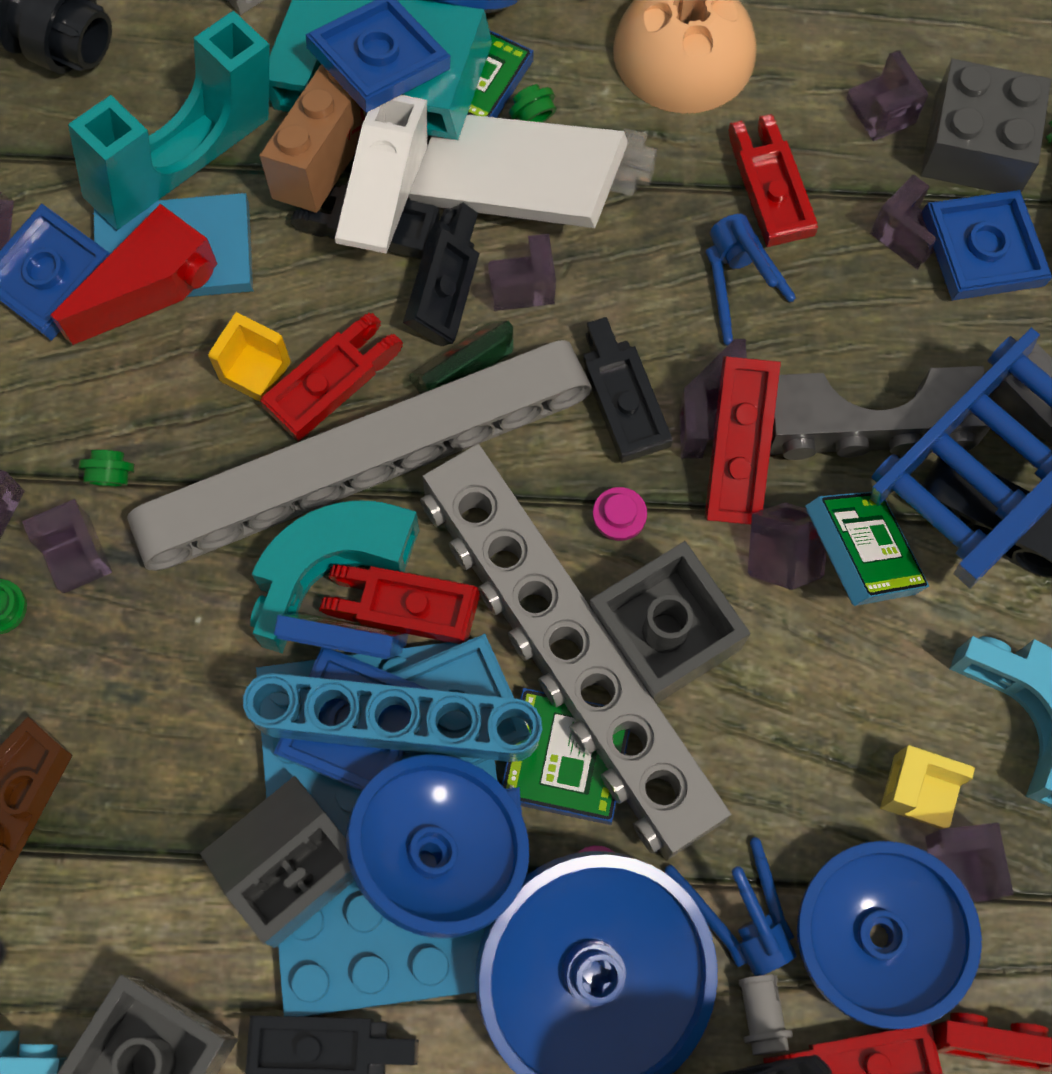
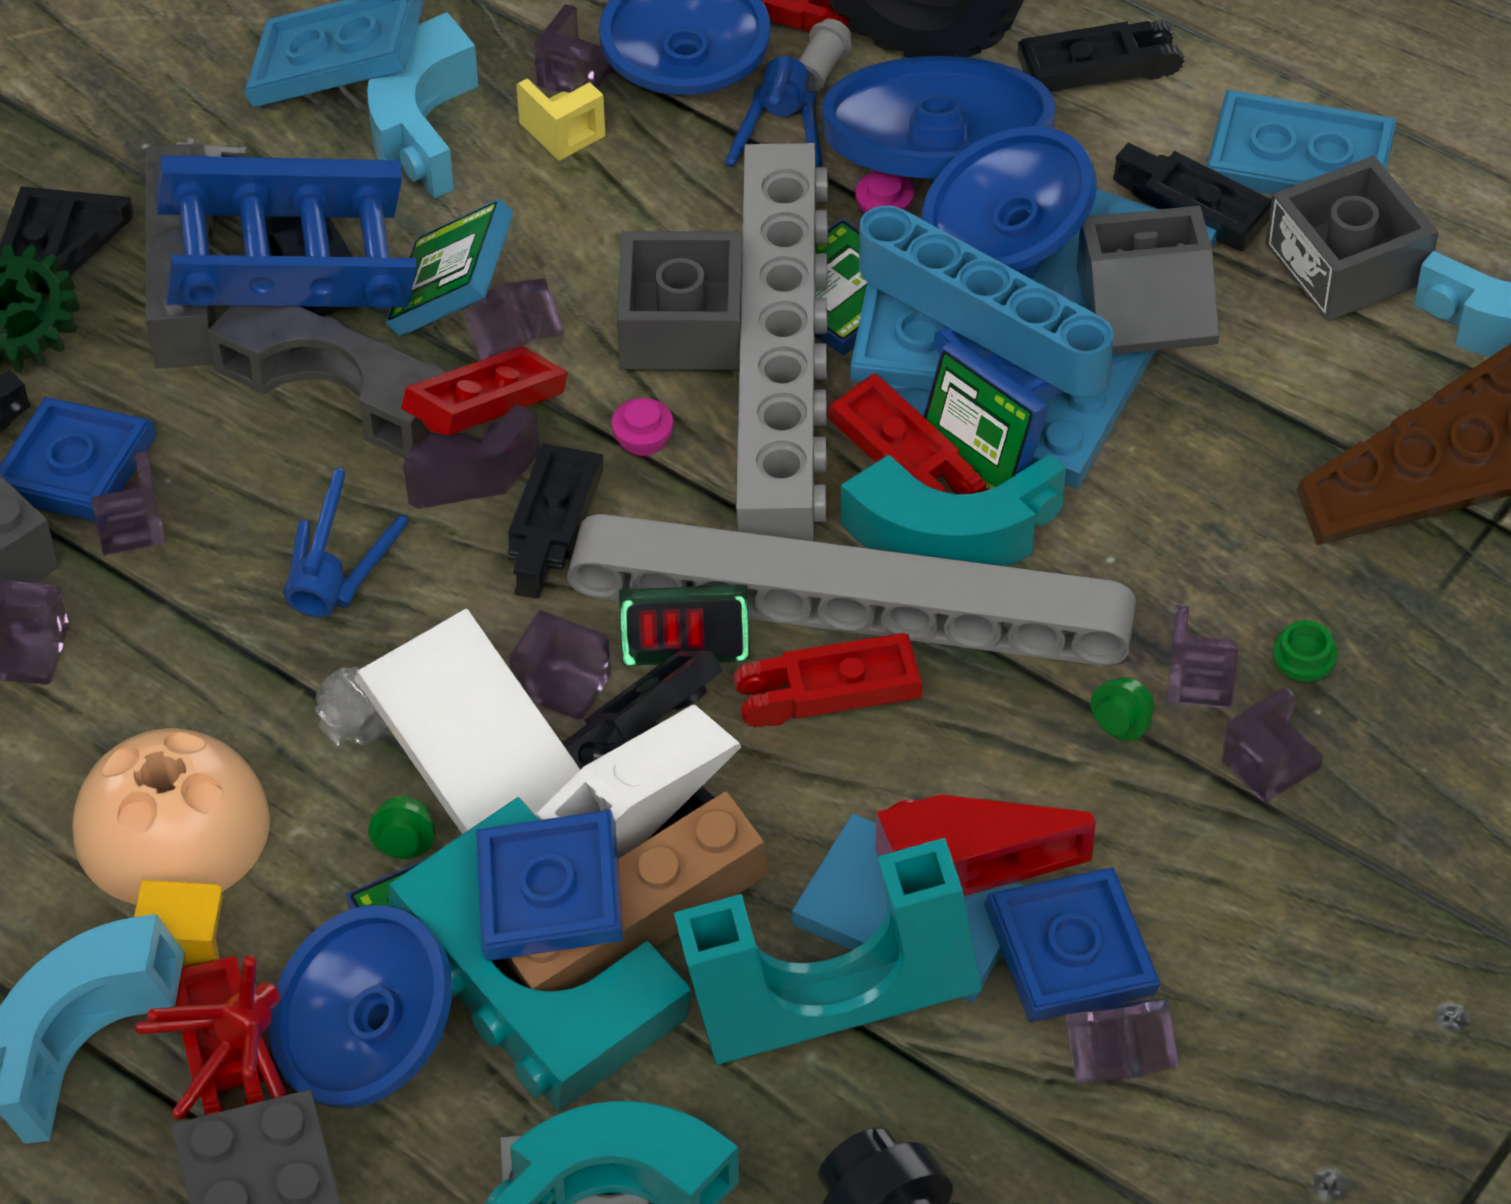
camera: 145 degrees left, 20 degrees down
(249, 356) = (905, 737): yellow panel -> none
(773, 183) = (221, 622): red hinge -> none

